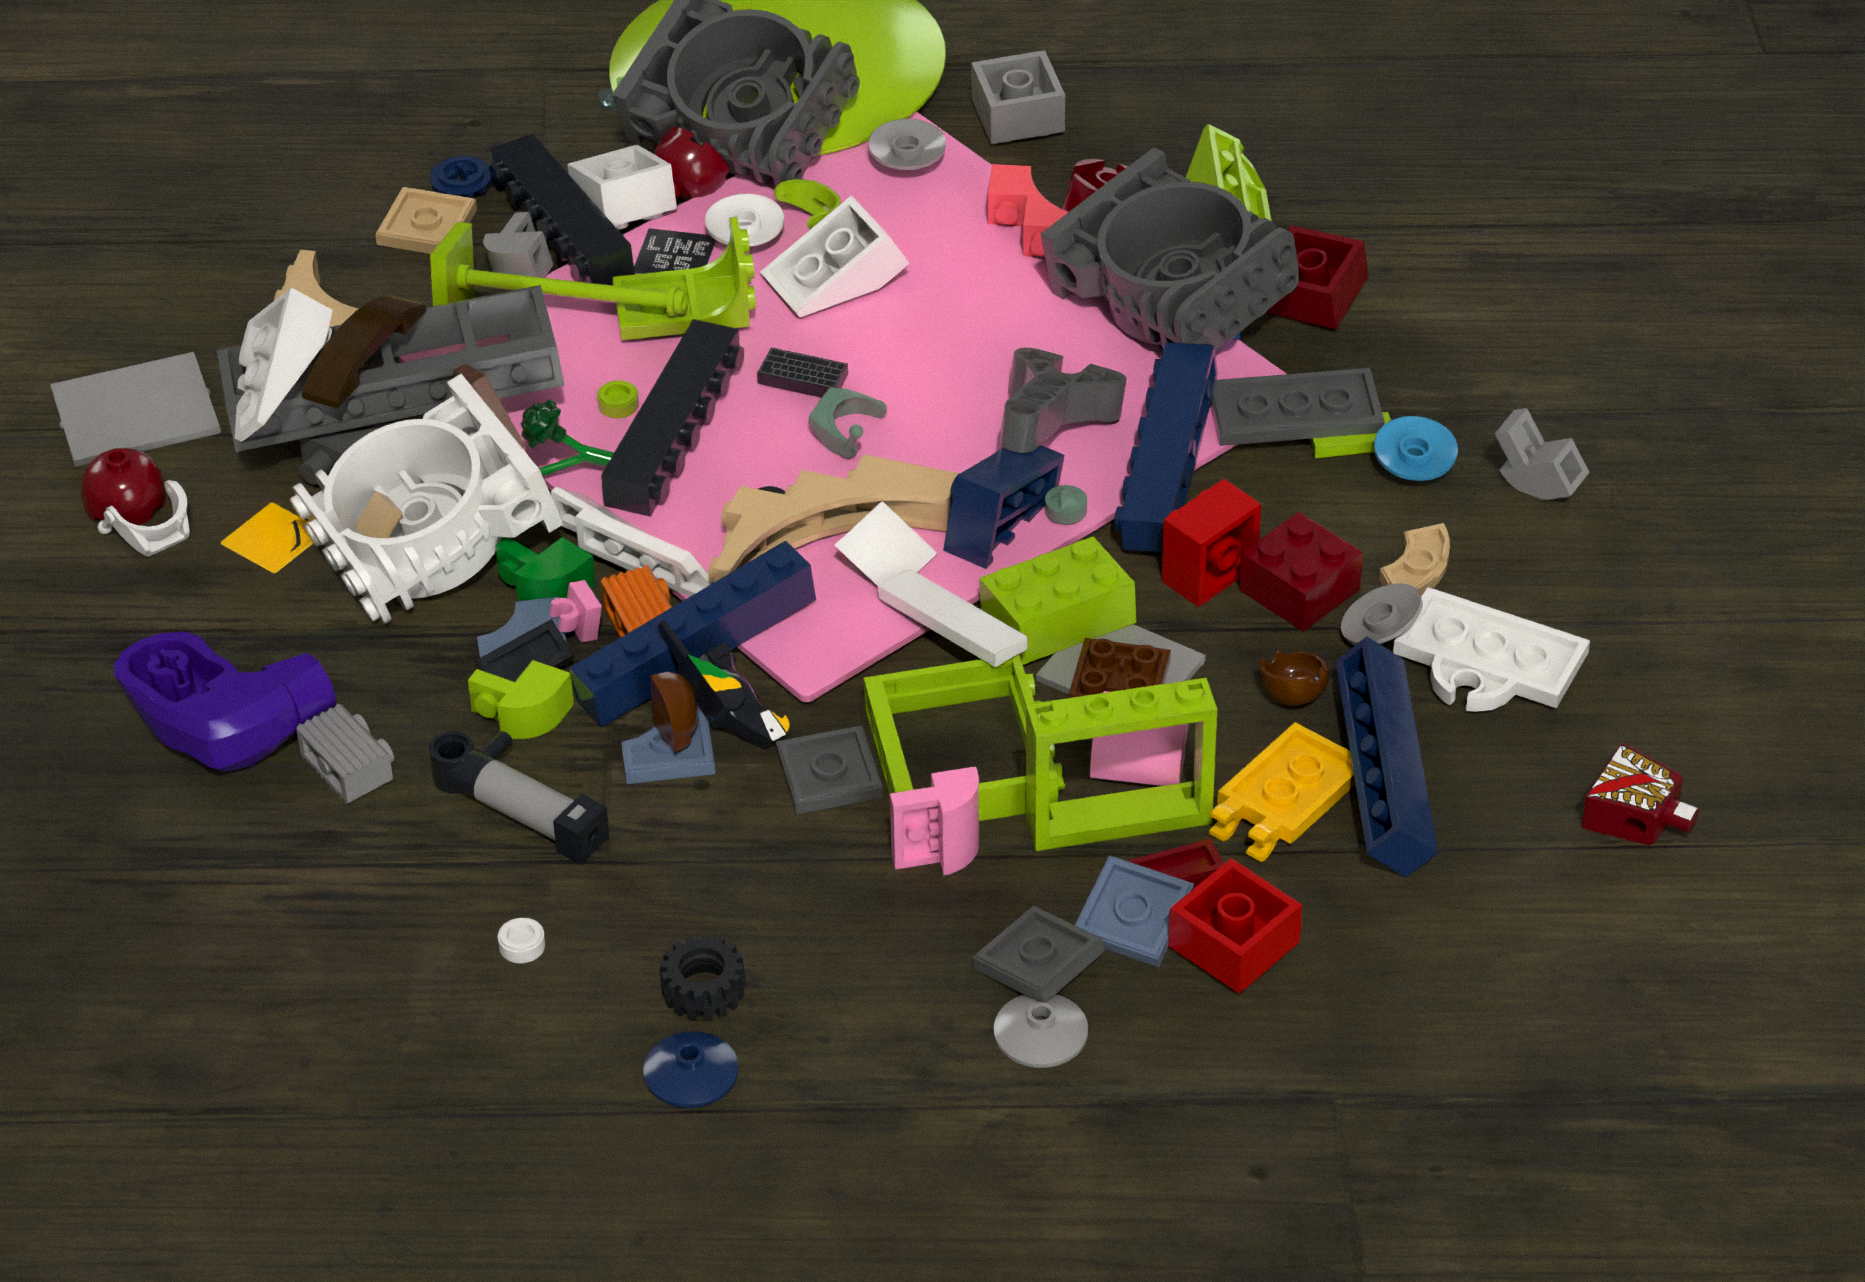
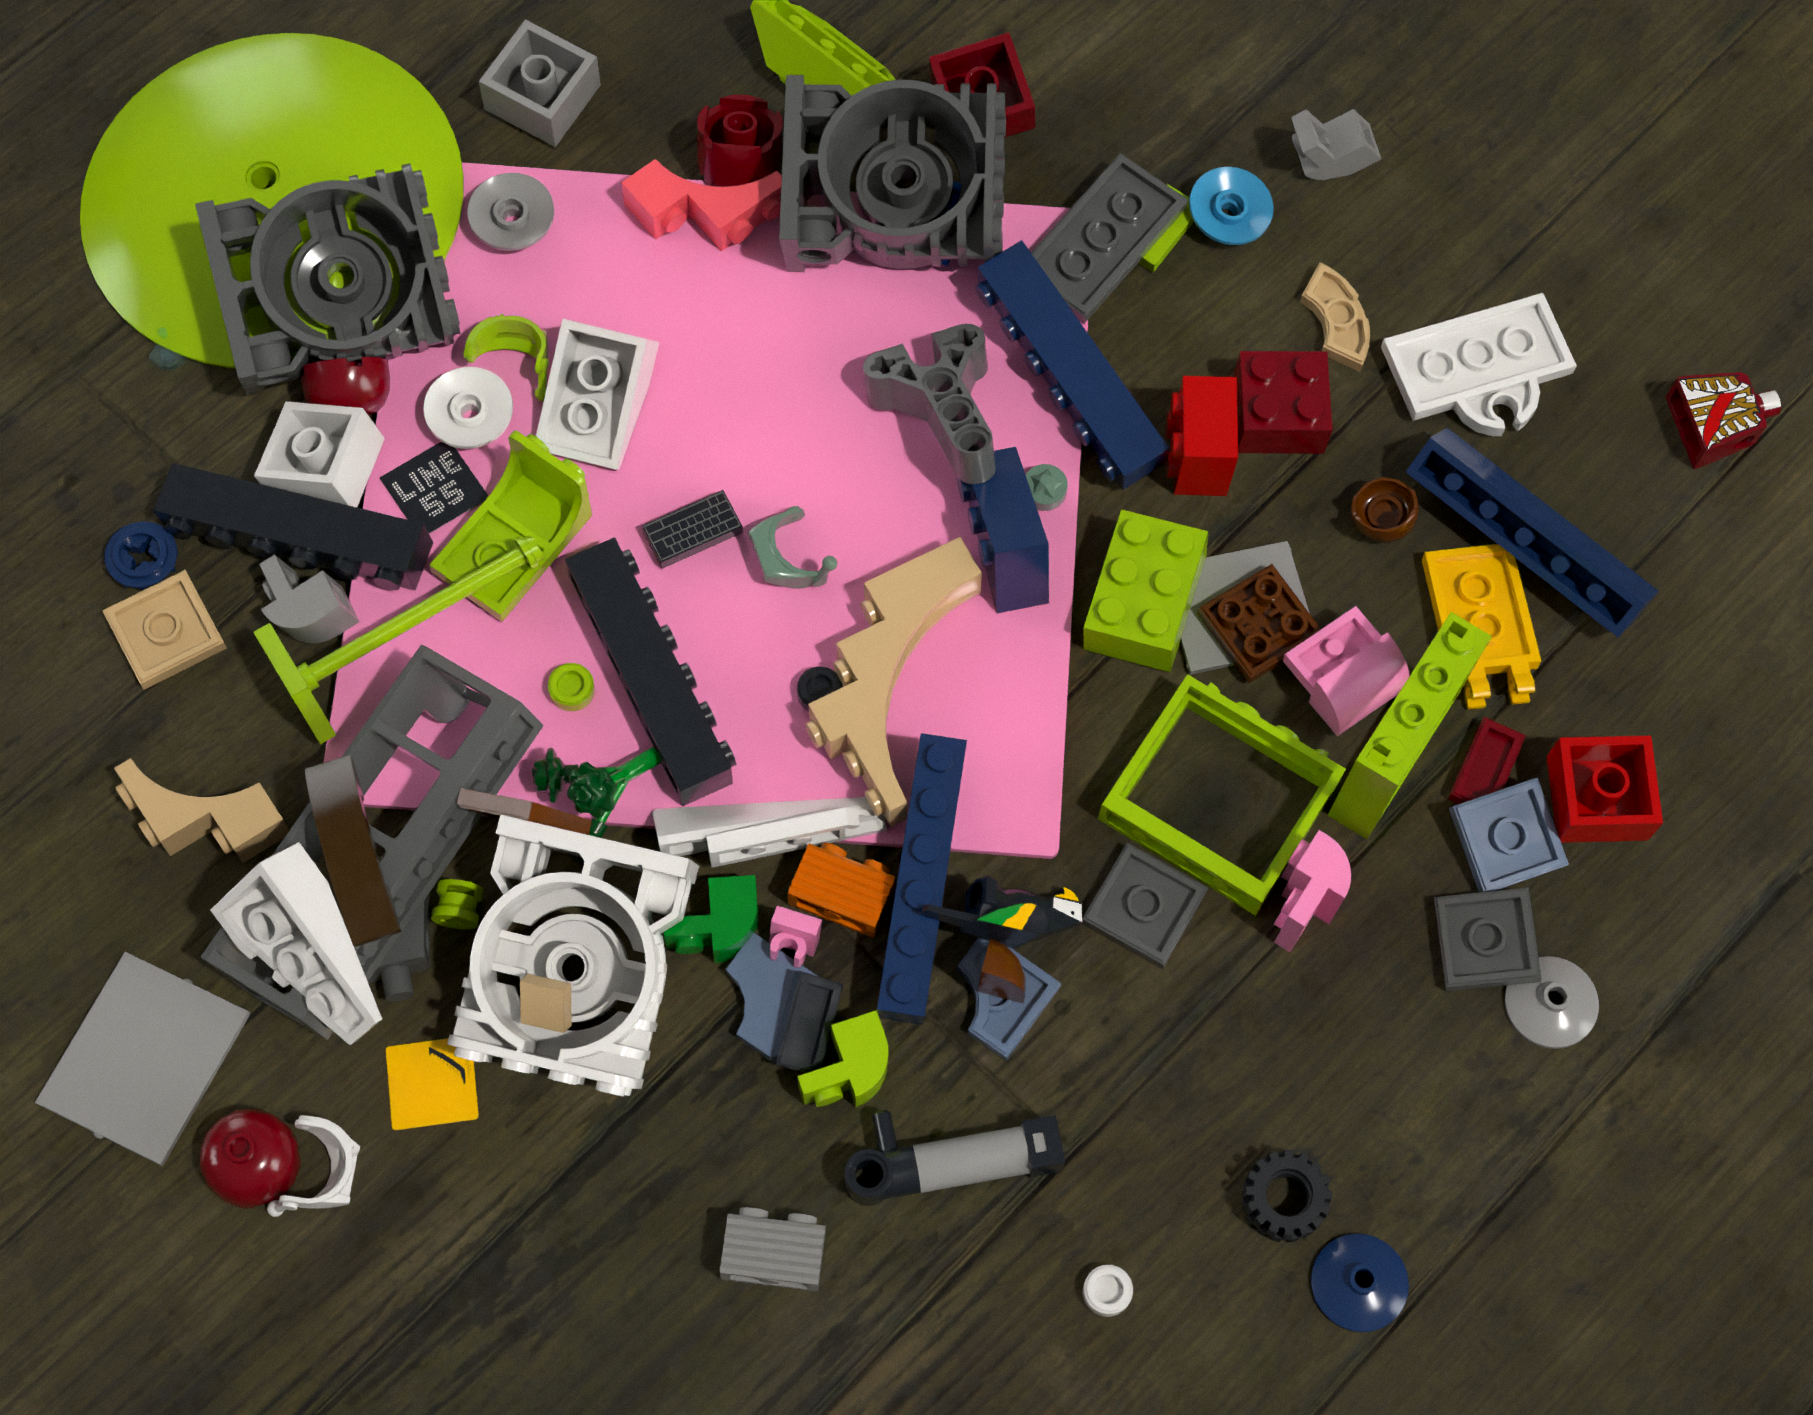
camera: 50 degrees left, 25 degrees up
(210, 708) = (616, 1322): dark purple piece -> none
(885, 546) = (968, 657): white sticker -> none
(953, 617) = (1098, 682): white tile -> none
(1382, 613) = (1368, 381): light grey dish -> none

